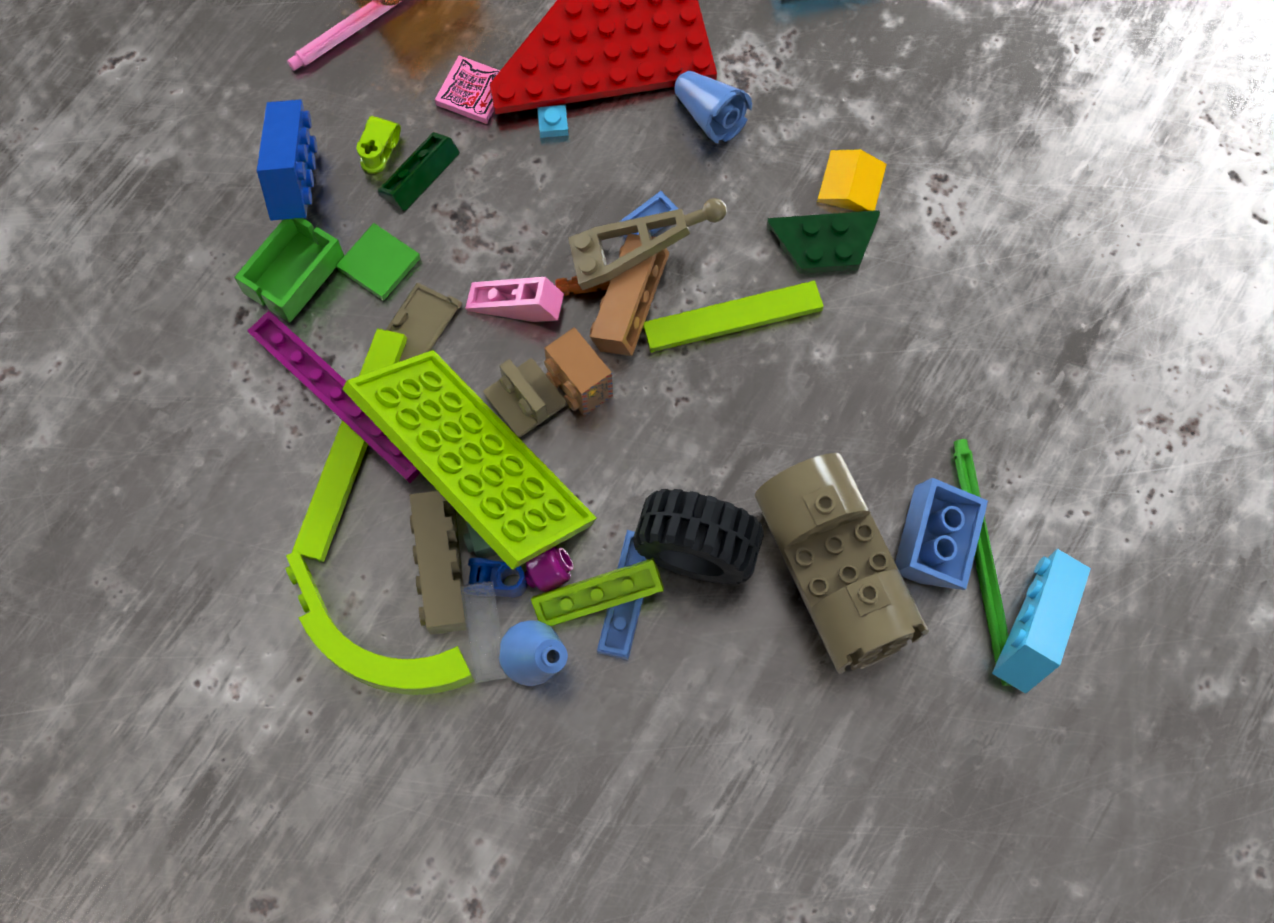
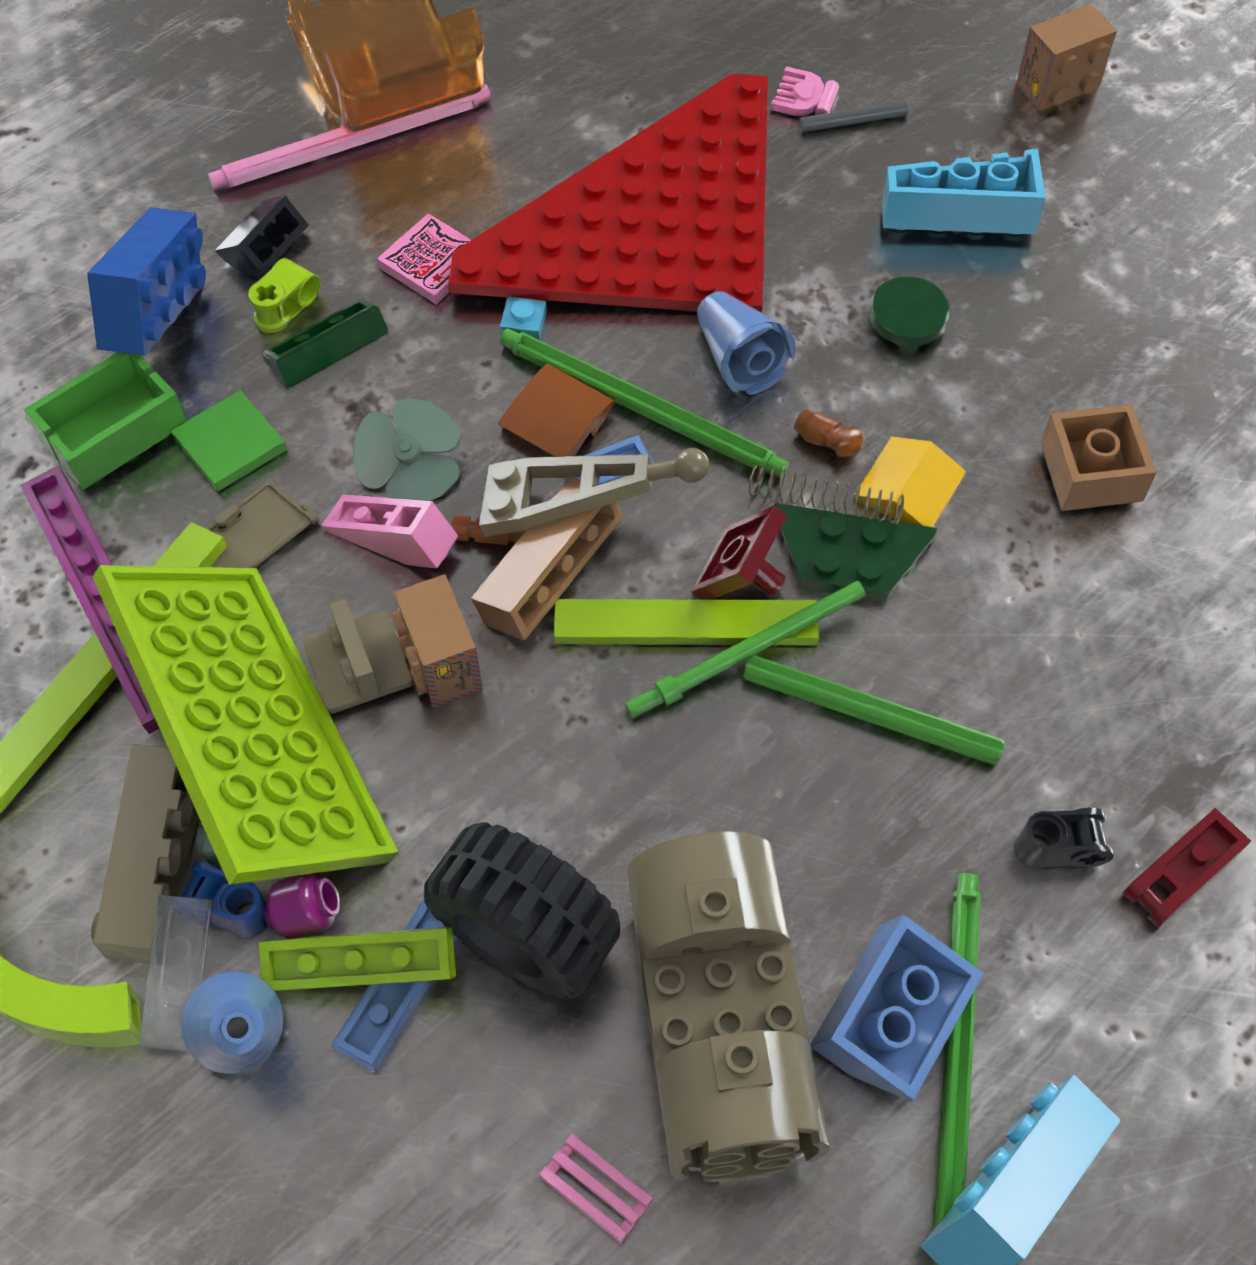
camera: 15 degrees right, 10 degrees down
(345, 101) = (263, 236): none -> black brick
(490, 244) = (400, 461): none -> sand green piece
(600, 188) = (556, 412): none -> dark orange slope
(655, 165) = (646, 403): none -> bright green piece
(737, 365) = (671, 688): none -> bright green bar
(758, 263) = (741, 556): none -> dark red tile
(790, 158) = (830, 433): none -> dark orange arm
(790, 679) = (562, 1160): none -> bright pink tile
(799, 199) = (760, 478): none -> dark tan piece
(818, 54) = (909, 312): none -> dark green tile
(871, 346) = (874, 709): none -> bright green axle
(972, 135) = (1097, 457): none -> medium nougat brick
(1018, 400) = (1073, 837): none -> black piece
(1093, 399) = (1188, 866): none -> dark red plate

